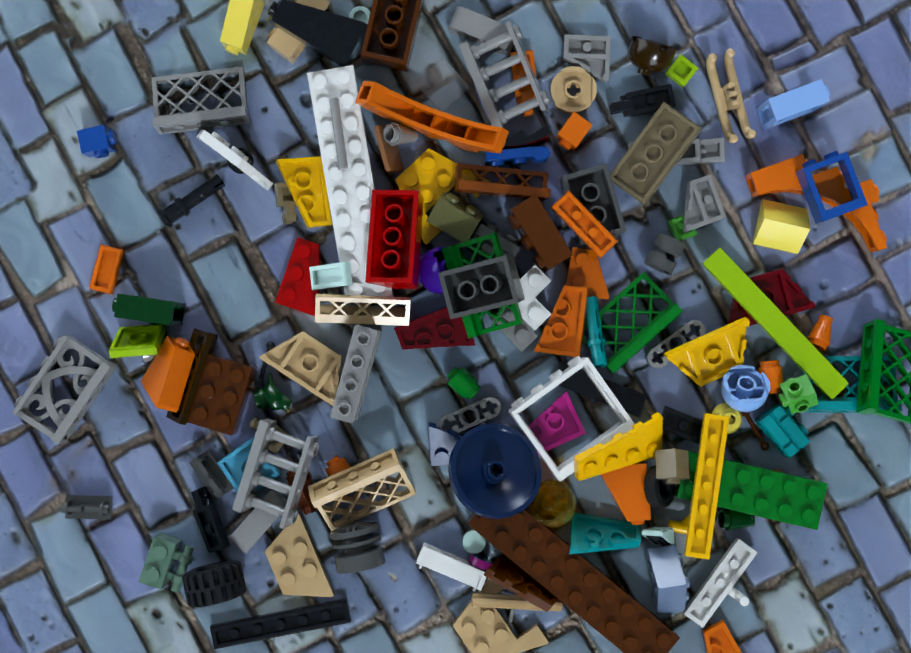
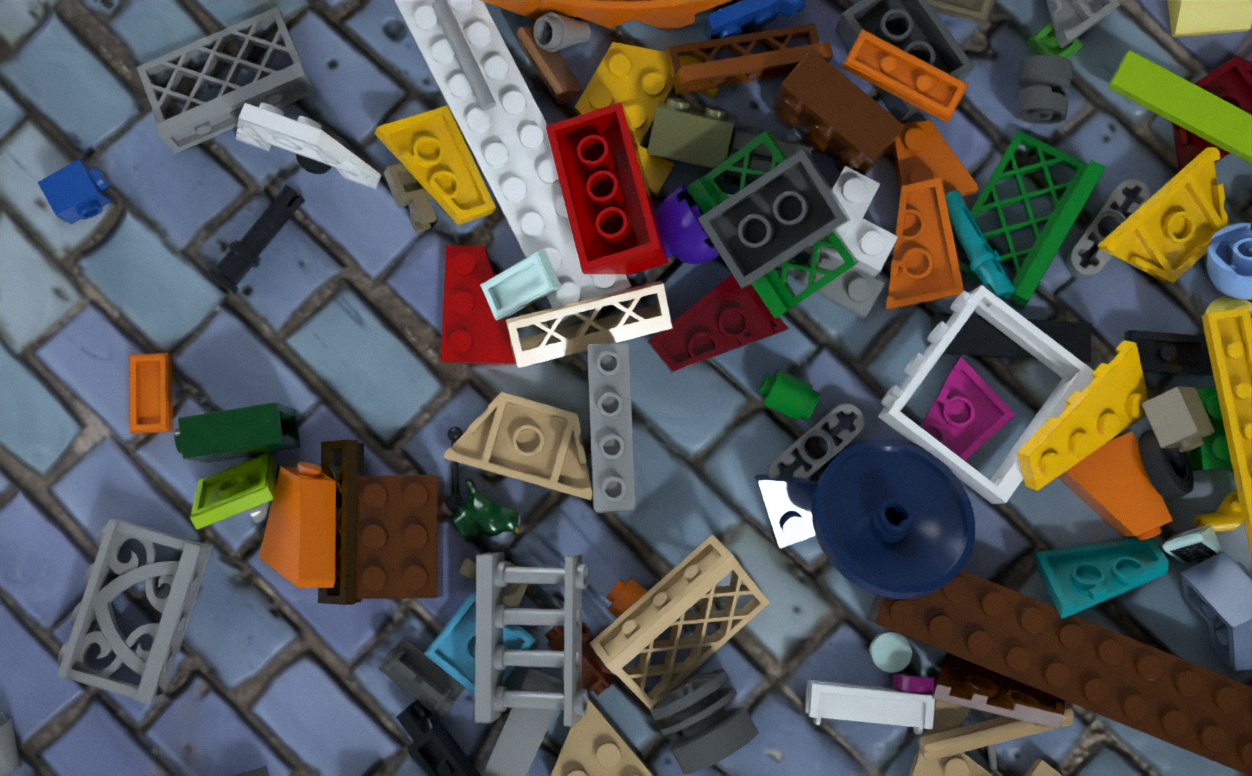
camera: 15 degrees left, 5 degrees down
(553, 504) = (1006, 545): clear yellow cylinder -> none

